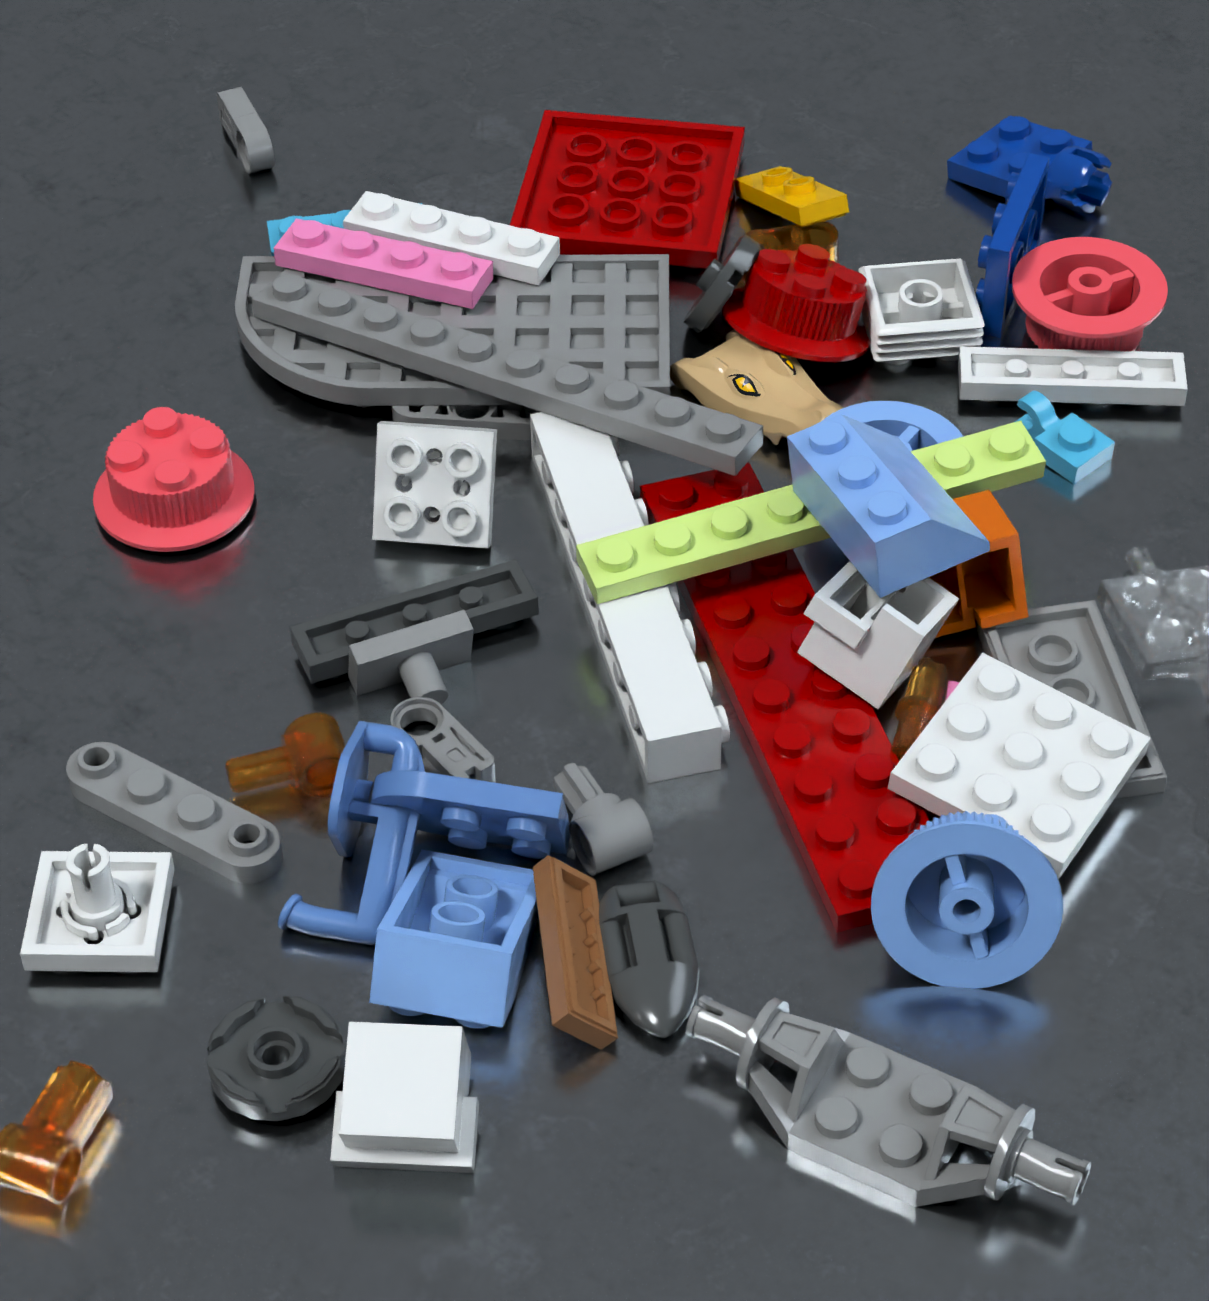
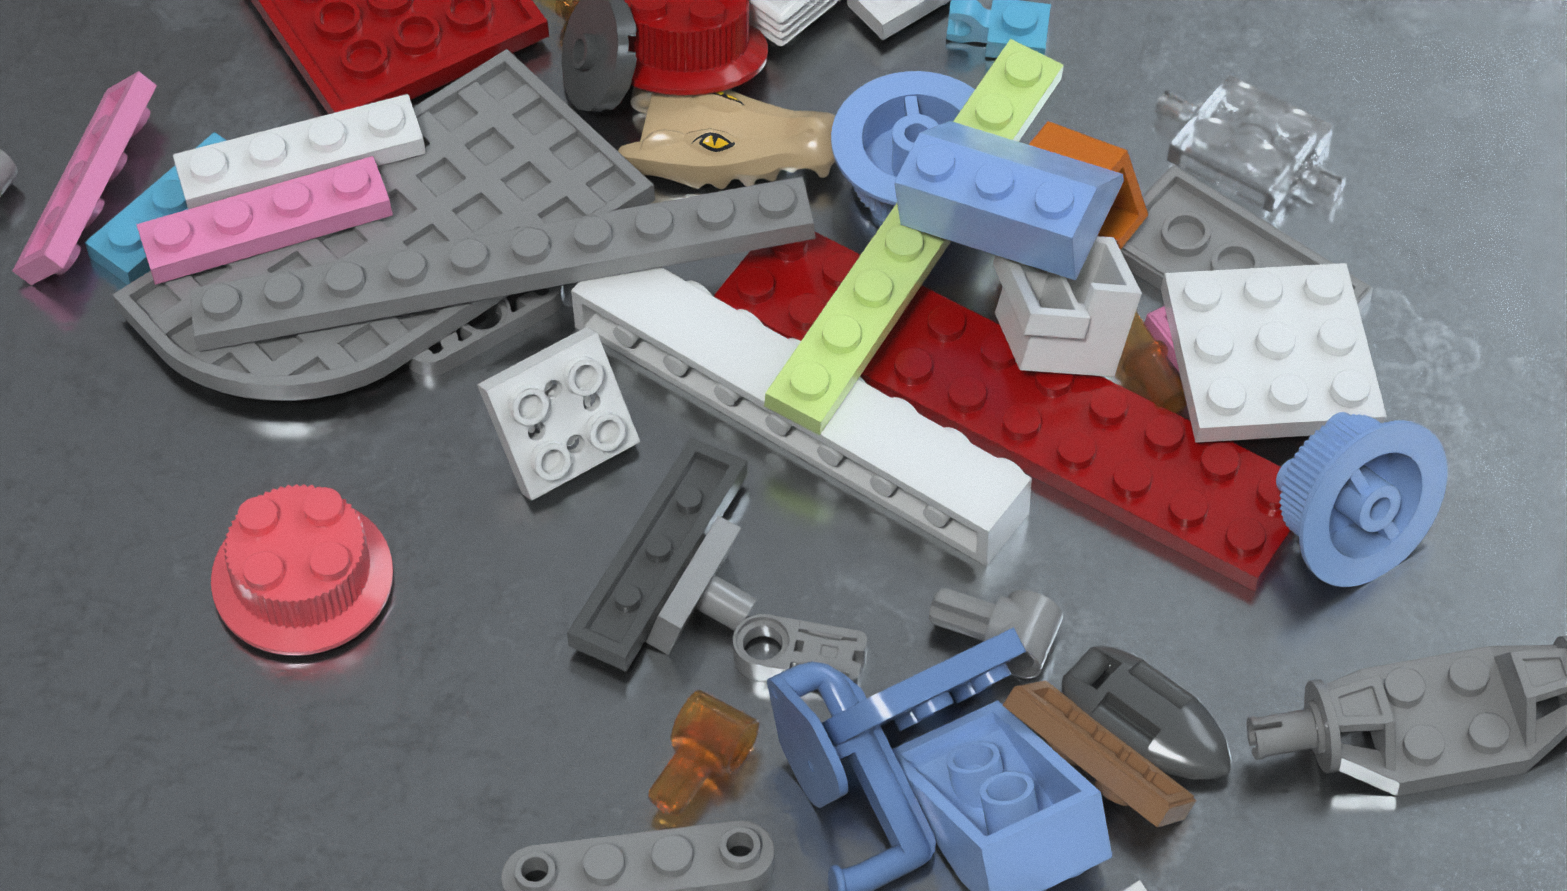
camera: 40 degrees left, 10 degrees up
(290, 193) = (93, 165): none -> bright pink plate

